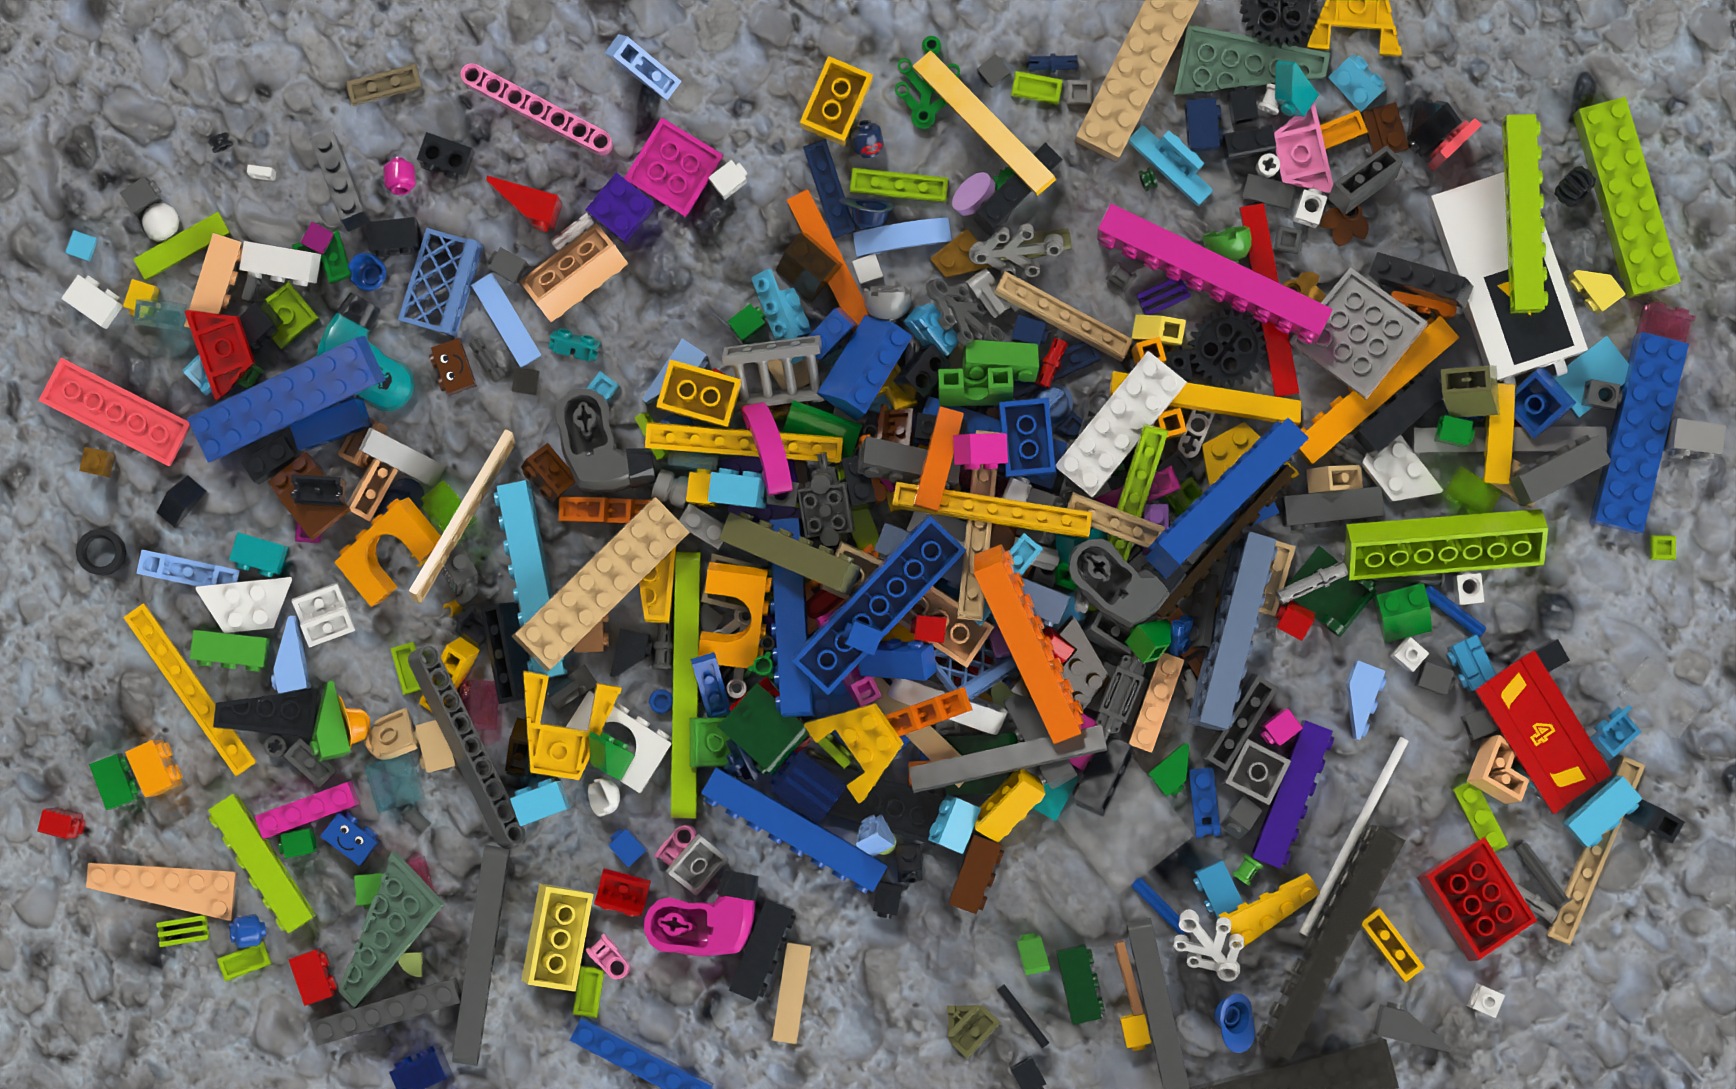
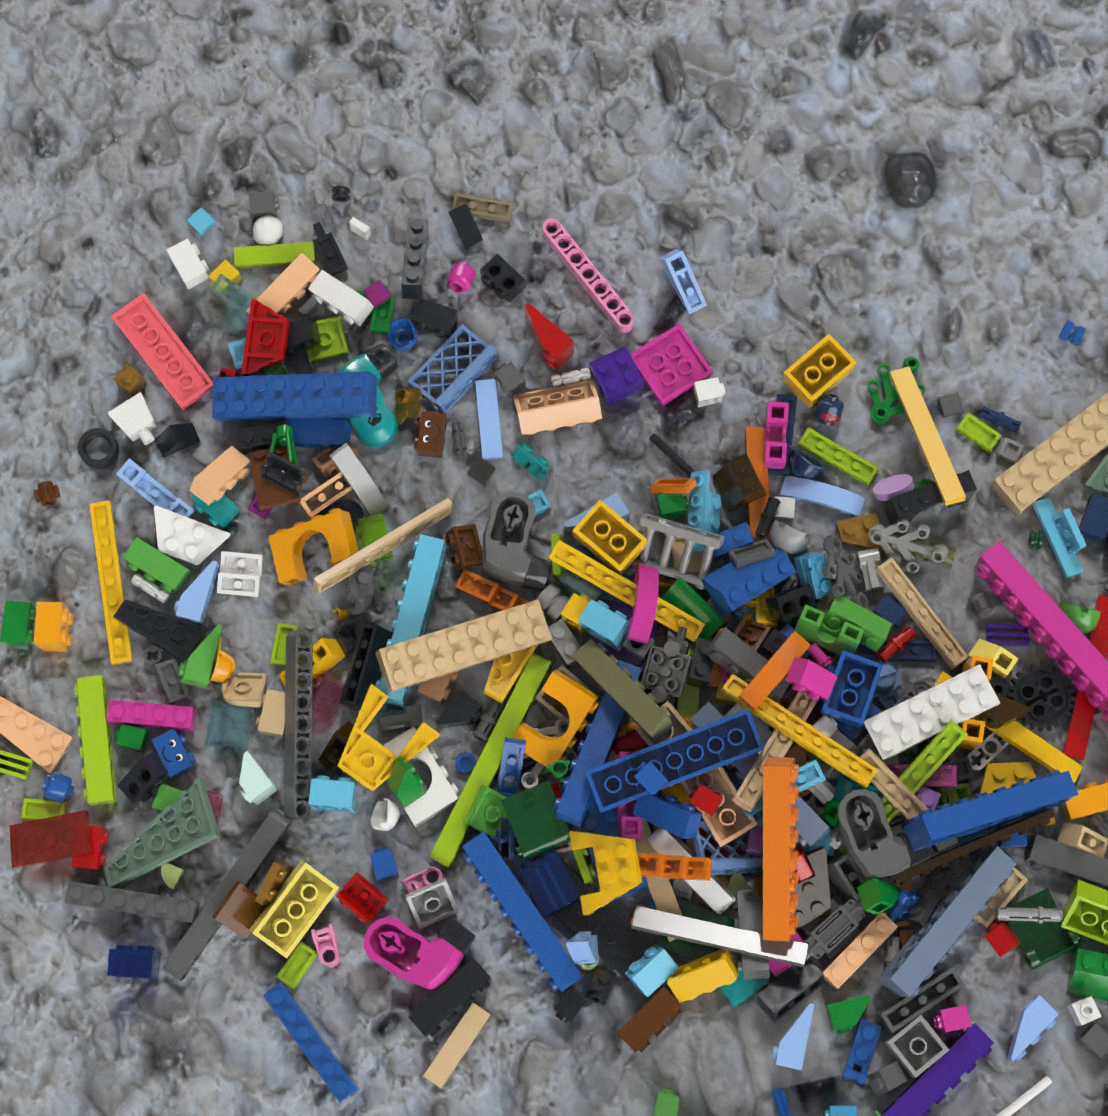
camera: 30 degrees right, 10 degrees down
(71, 627) = (46, 493): none -> reddish brown gear
(124, 501) = (134, 419): none -> white torso
(200, 404) = (227, 372): none -> red tile
(235, 675) = (150, 588): none -> white axle
(239, 214) = (328, 250): none -> black hinge
(250, 522) = (220, 476): none -> light nougat brick
(267, 988) = (50, 839): none -> clear red tile
(299, 447) = (285, 438): none -> green plant
(332, 880) = (143, 778): none -> black brick
(376, 115) = (465, 226): none -> black tile
(411, 345) = (407, 403): none -> pearl gold plate
(450, 826) = (254, 781): none -> light aqua slope
(502, 965) = (239, 910): none -> reddish brown tile
(522, 921) = (272, 882): none -> pearl gold wing
(721, 267) = (671, 454): none -> black piece
(739, 303) = (673, 486): none -> orange tile
(822, 196) = (775, 435): none -> dark pink arch
(855, 289) = (767, 517): none -> black axle
(856, 339) = (751, 553): none -> dark grey tile
(978, 418) = (819, 656): none -> dark pink pin
(1131, 828) = (792, 1045): none -> light blue slope
(1196, 387) = (1004, 713): none -> dark brown slope

